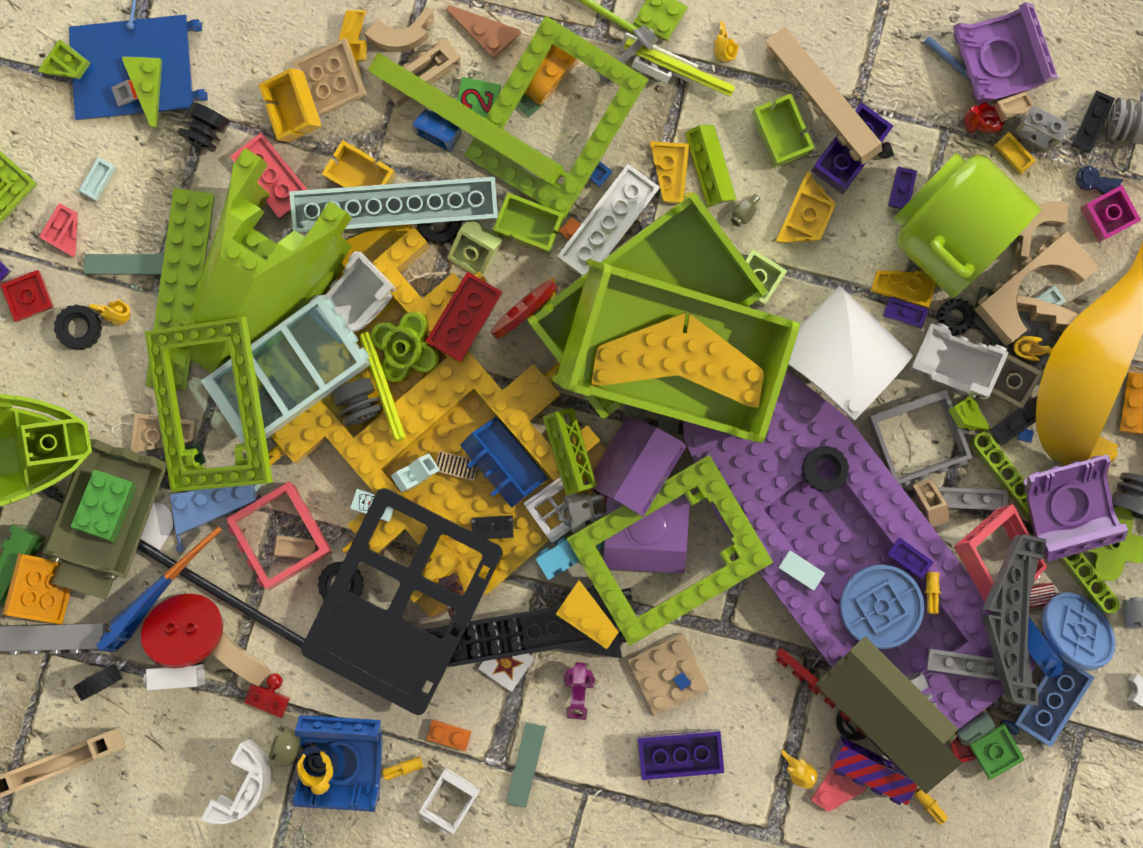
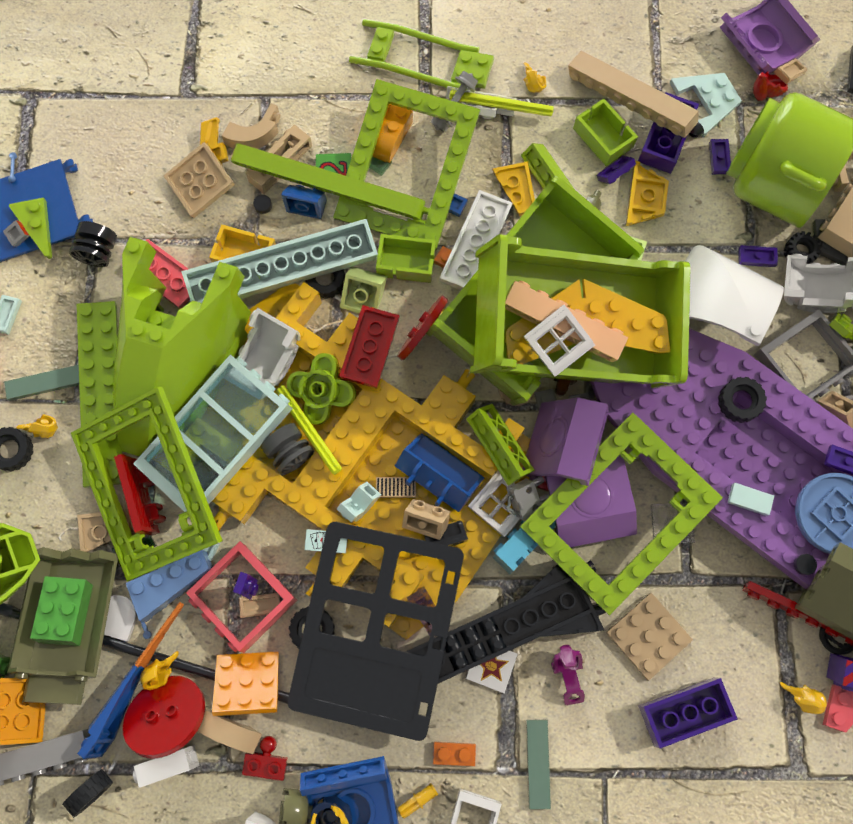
camera: 15 degrees left, 10 degrees down
(183, 588) = (155, 674): none -> yellow piece
(198, 412) = (141, 510): none -> red hinge
(266, 620) = (246, 683): none -> light orange plate
(286, 529) = (246, 586): none -> dark purple plate
(296, 108) = (174, 209): yellow piece -> none
(392, 120) = (262, 204): none -> black tile
(477, 507) = (426, 519): none -> tan brick
(489, 34) = (329, 116): nougat wing -> none
(587, 616) = (559, 597): yellow wing -> none
(635, 358) = (570, 355): none -> white piece
(655, 355) = (537, 306): none -> light nougat brick
(682, 681) = (666, 638): blue window -> none
(783, 176) = (616, 169): none -> dark purple plate
(833, 647) = (805, 564): none -> black tile
(907, 286) = (755, 233): yellow wing -> none
(922, 111) = (714, 93): none -> light aqua wing
(946, 56) = (721, 48): medium blue bar -> none
(1041, 124) = (823, 90): light grey window -> none

